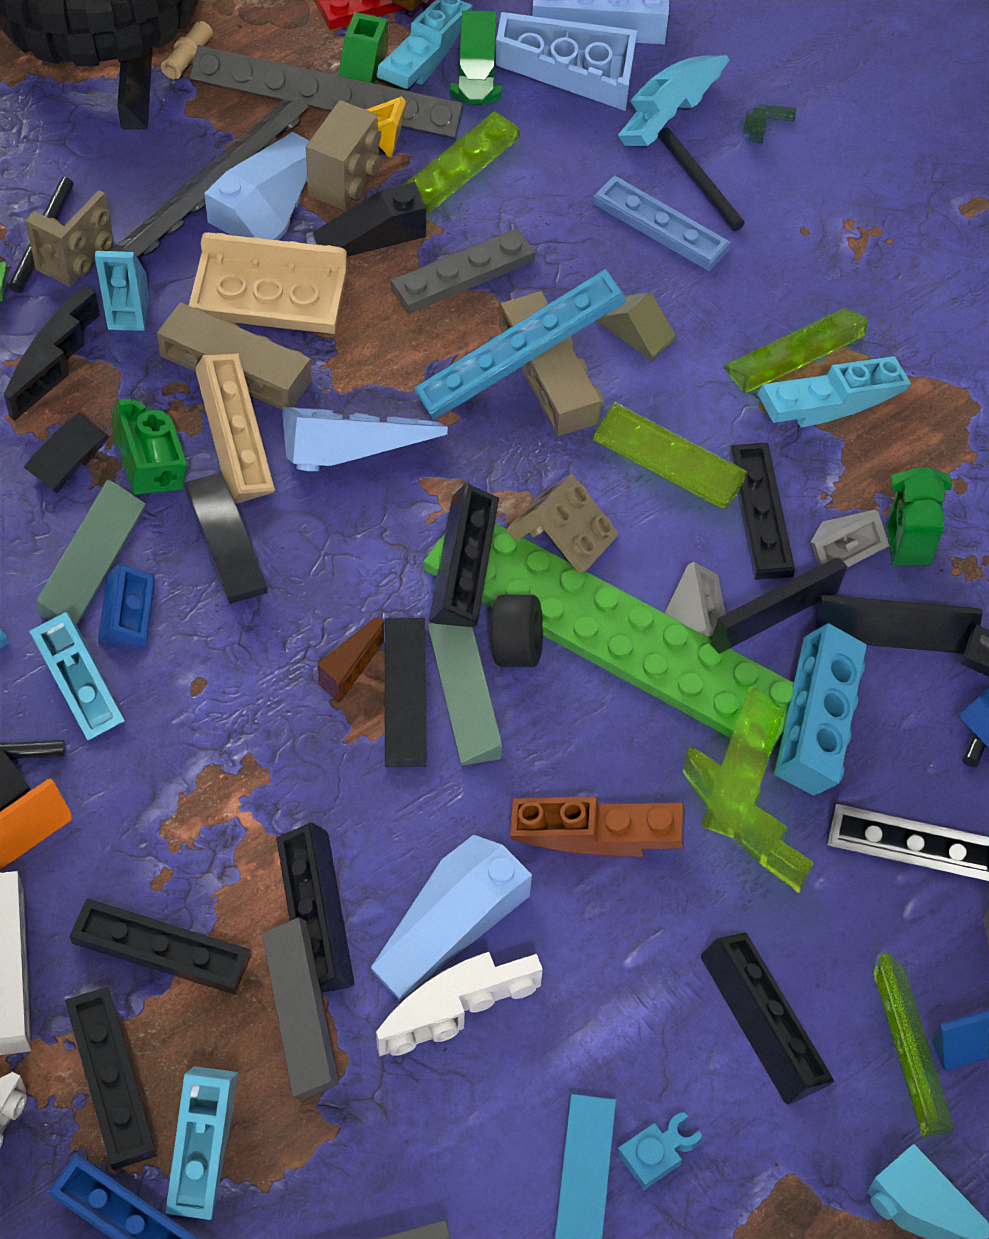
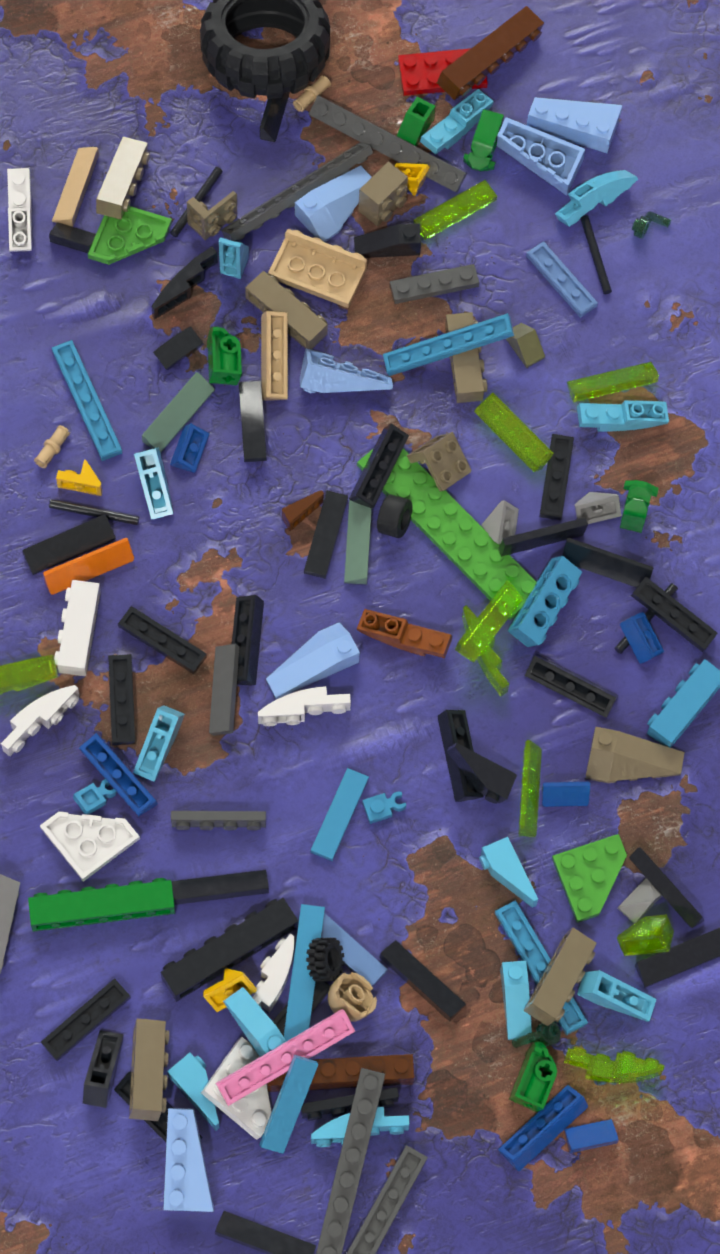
camera: 15 degrees right, 10 degrees up
(827, 1038) = (486, 776): none -> black slope

